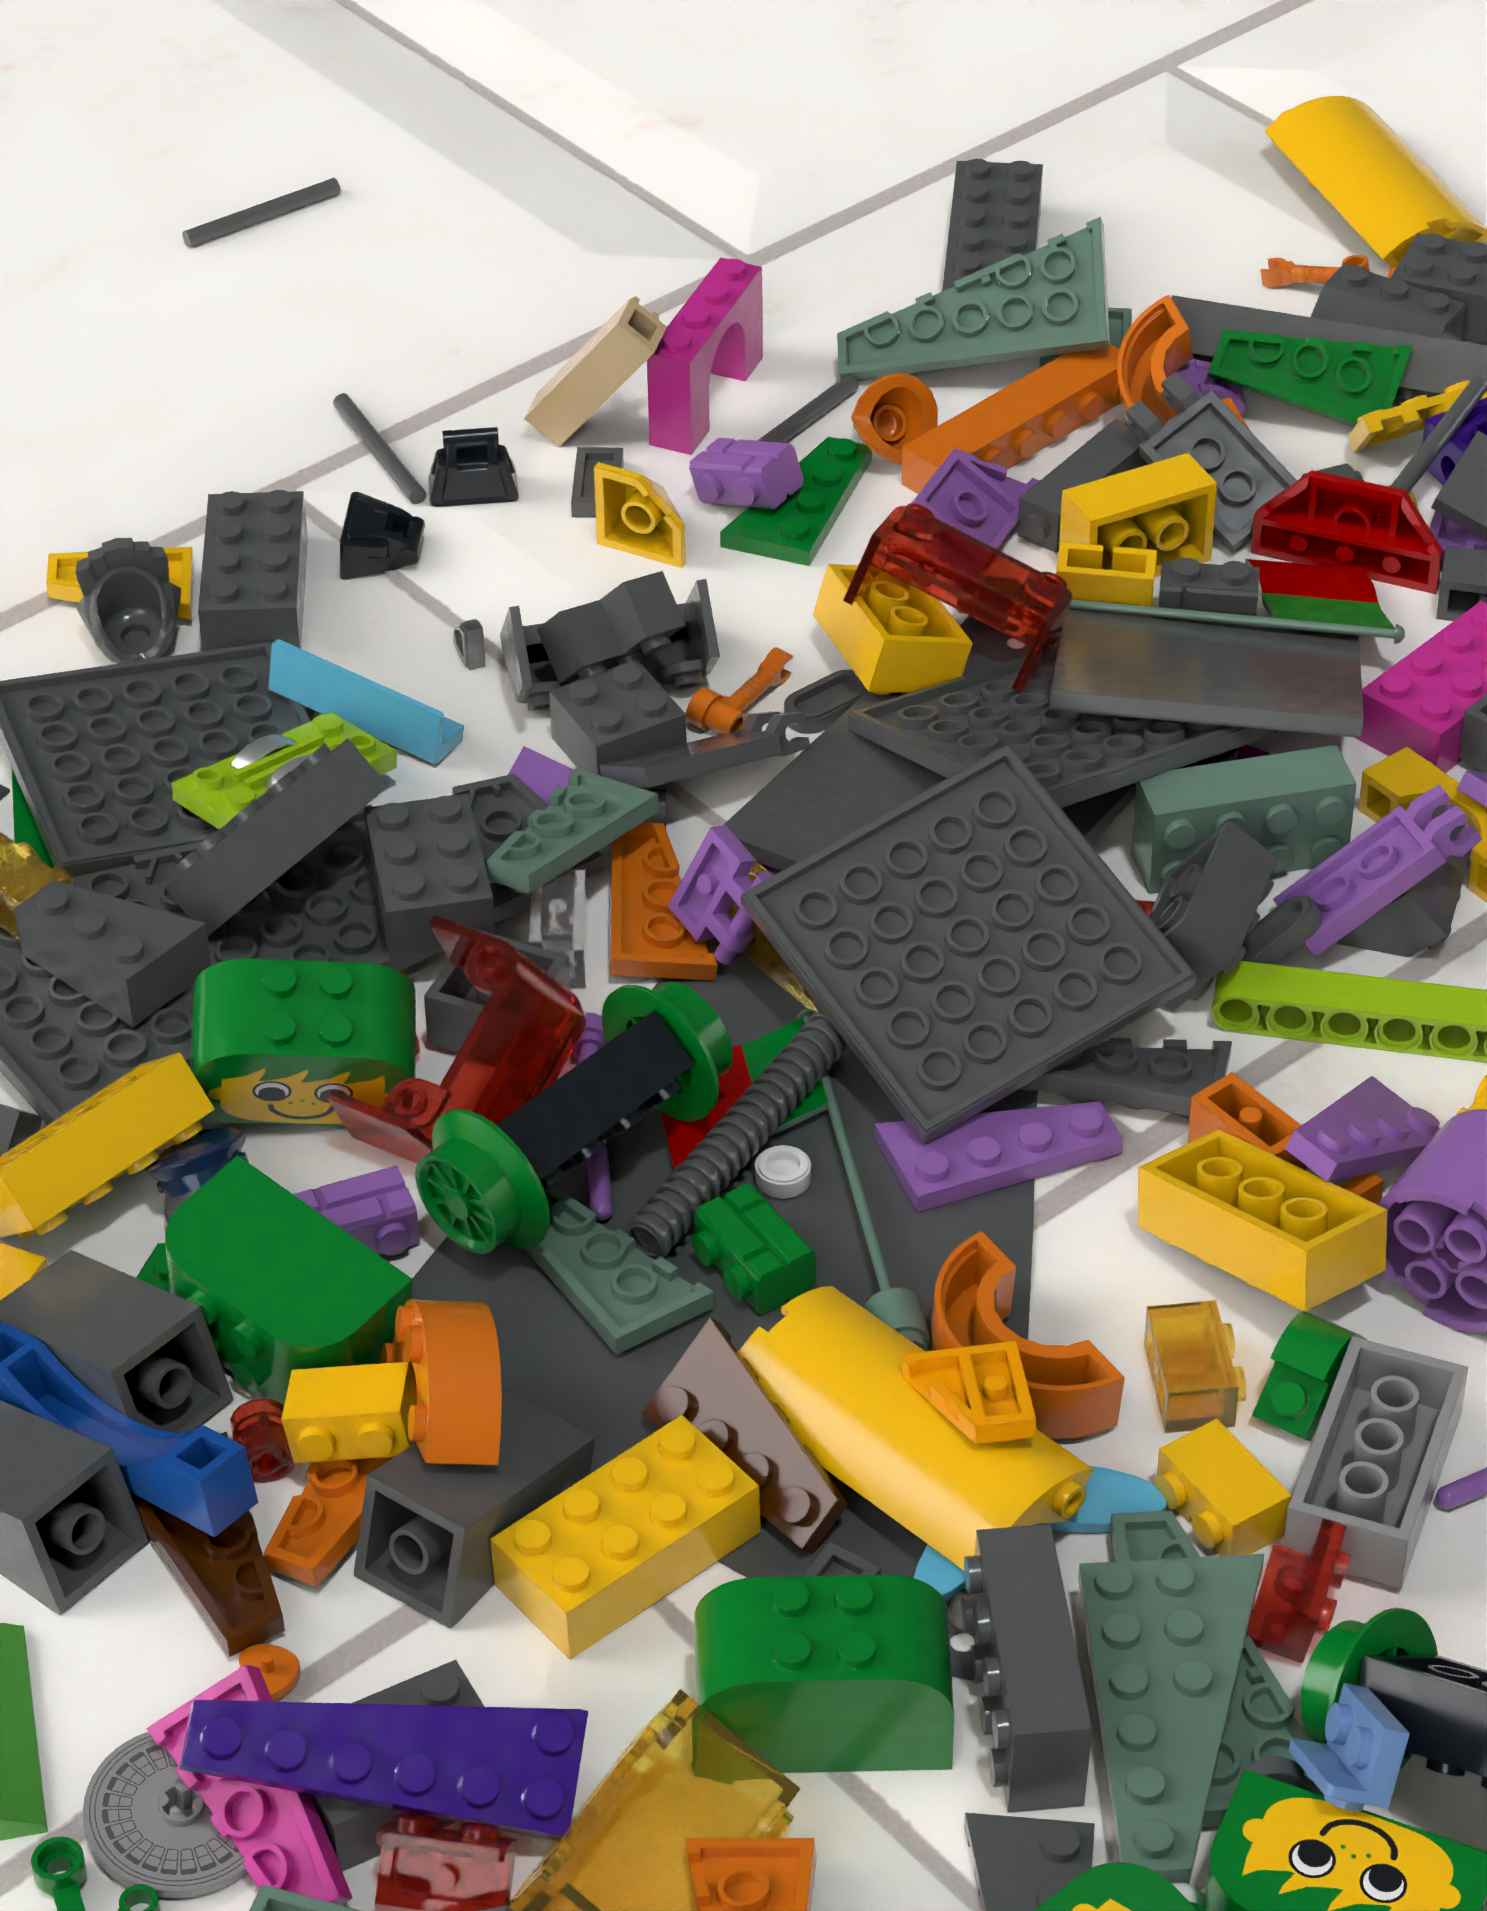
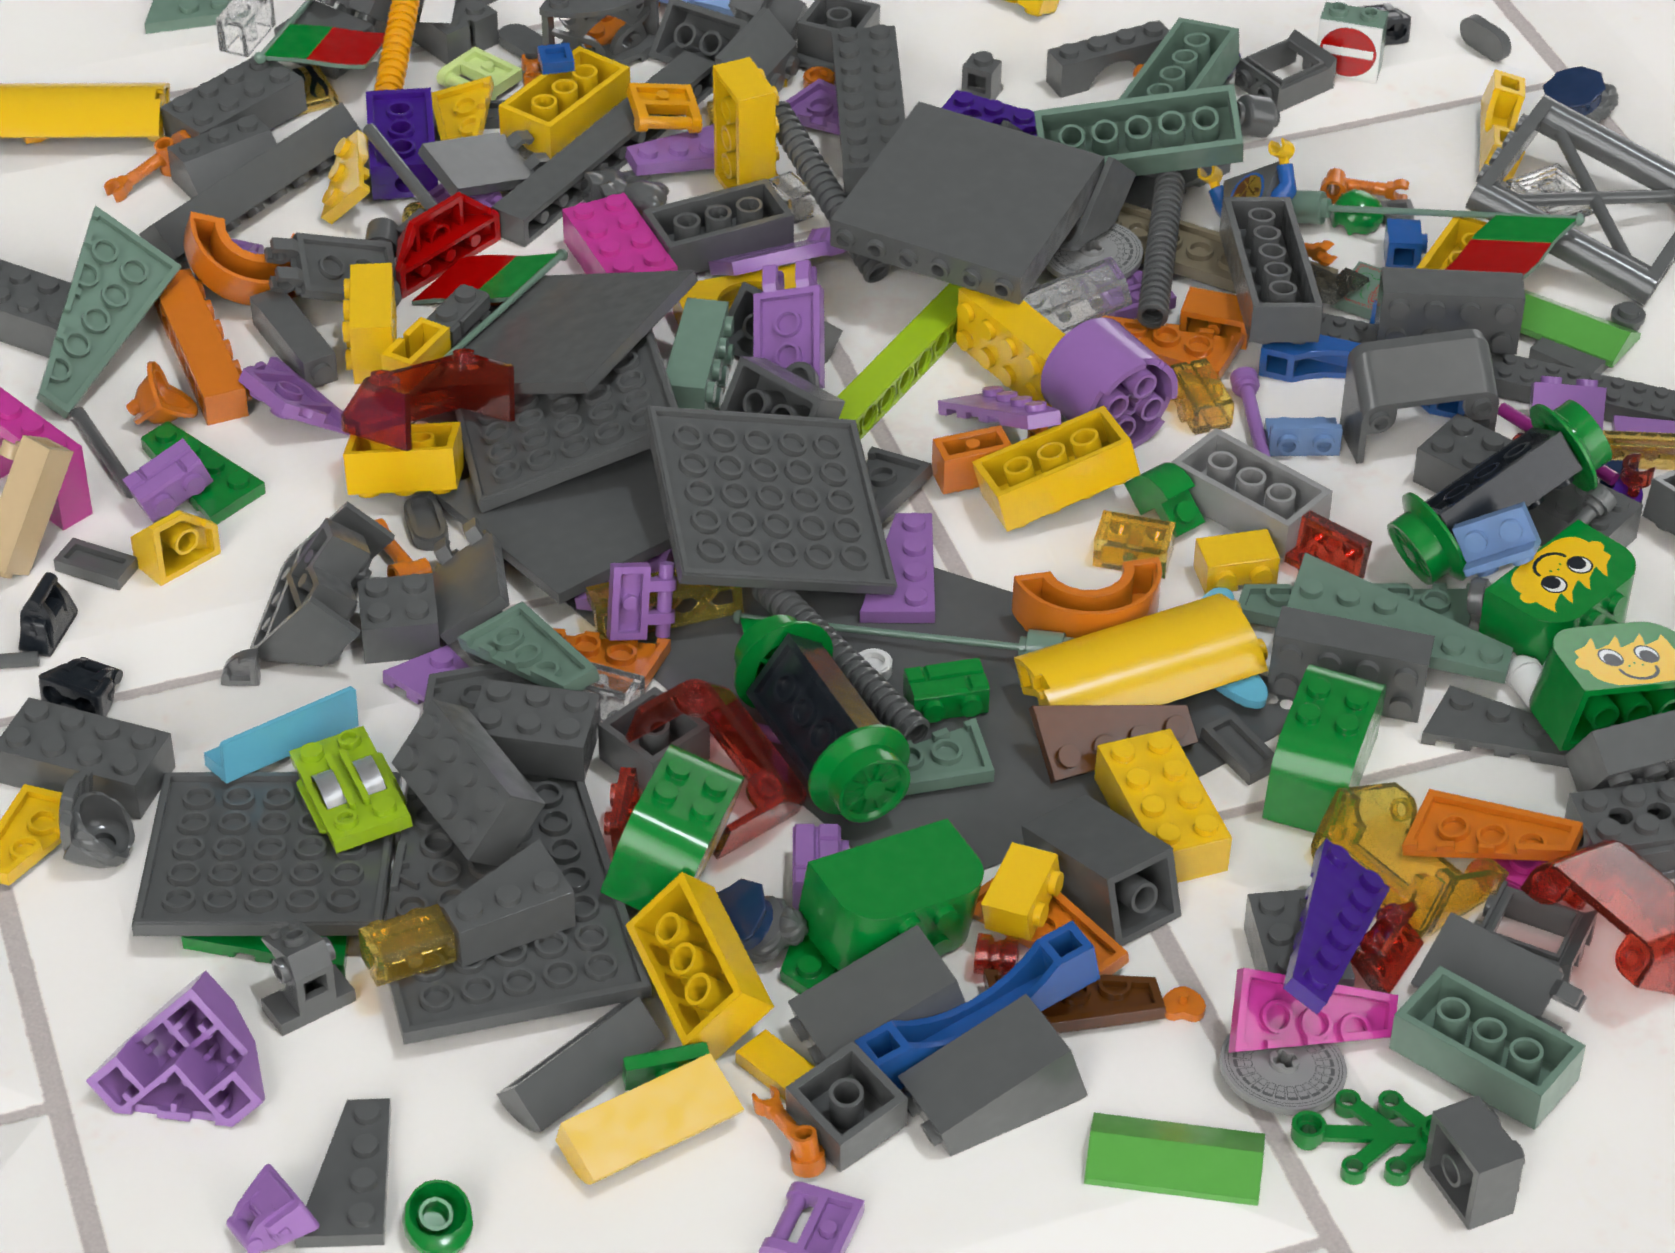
camera: 70 degrees left, 0 degrees up
(455, 1377) = (1044, 807): orange brick -> none
(976, 1389) = (1157, 607): light orange wing -> none
(1312, 373) = (275, 198): green wing -> none

